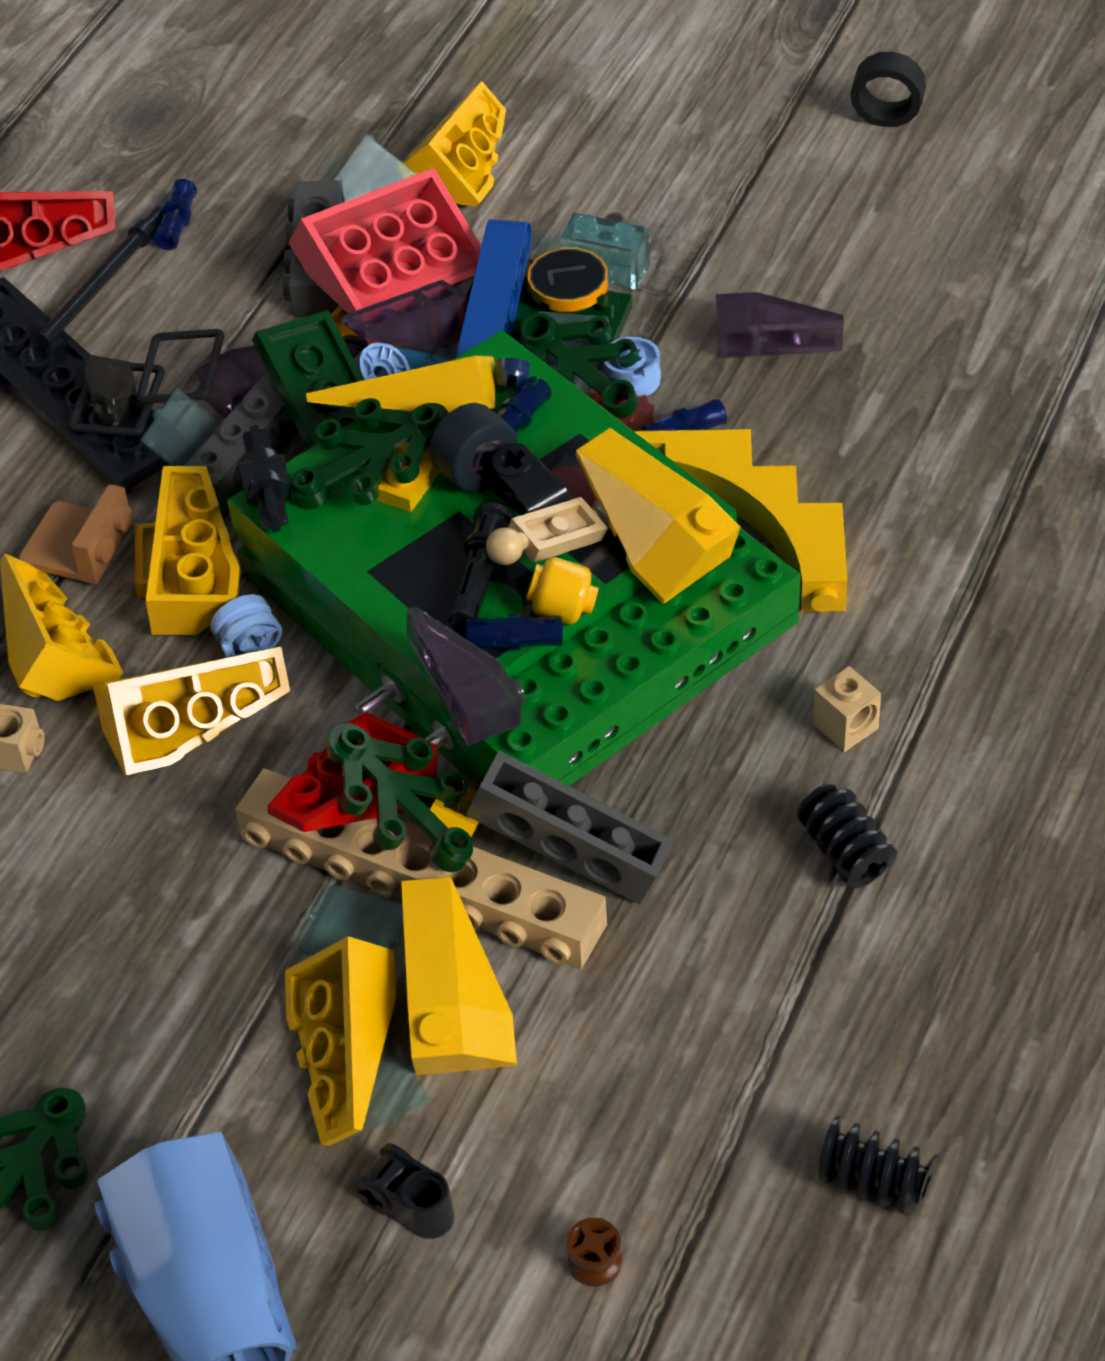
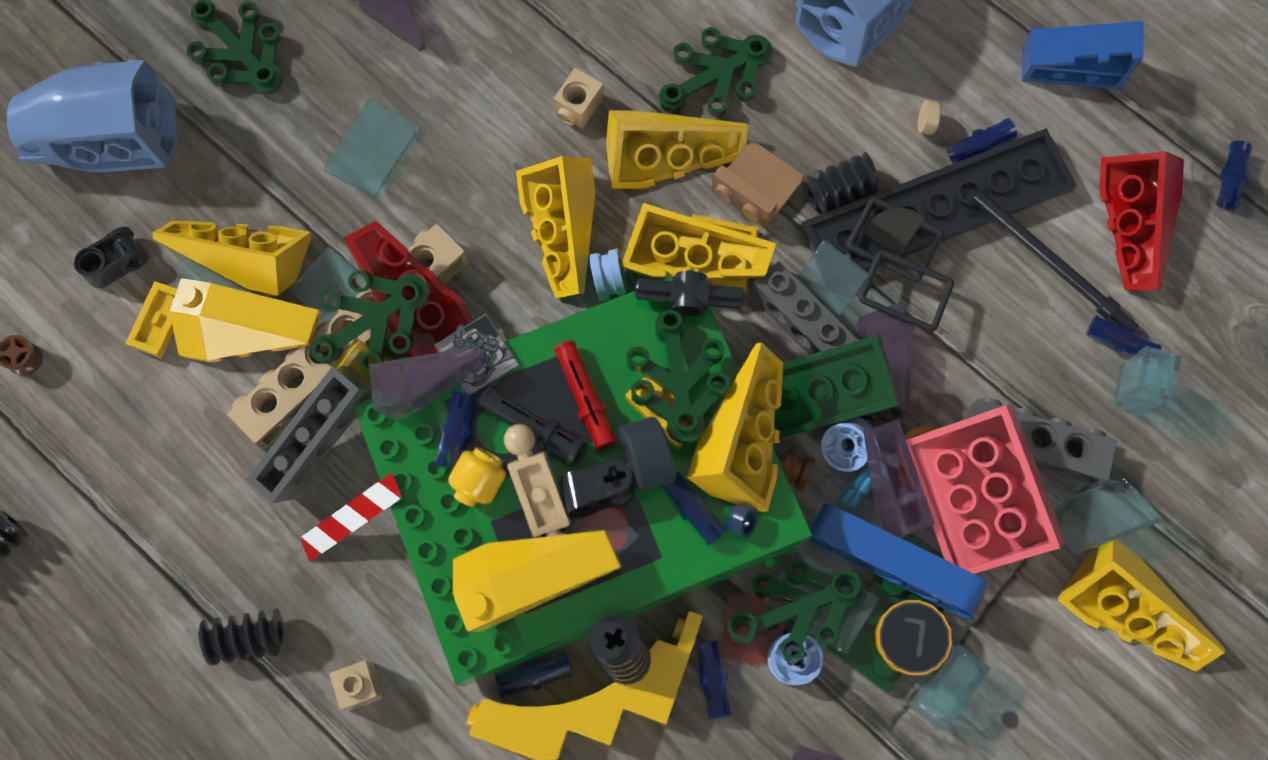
camera: 105 degrees right, 25 degrees up
(57, 460) = (840, 182): none -> black piece
(135, 953) = (371, 148): none -> clear light blue piece
(222, 174) = (1146, 381): none -> clear light blue brick
(394, 660) = (483, 334): none -> piece
(436, 524) = (602, 434): none -> red pin
(476, 1098) = (154, 323): none -> yellow plate
(656, 759) = (351, 517): none -> sticker
(694, 447) = (620, 650): none -> black piece

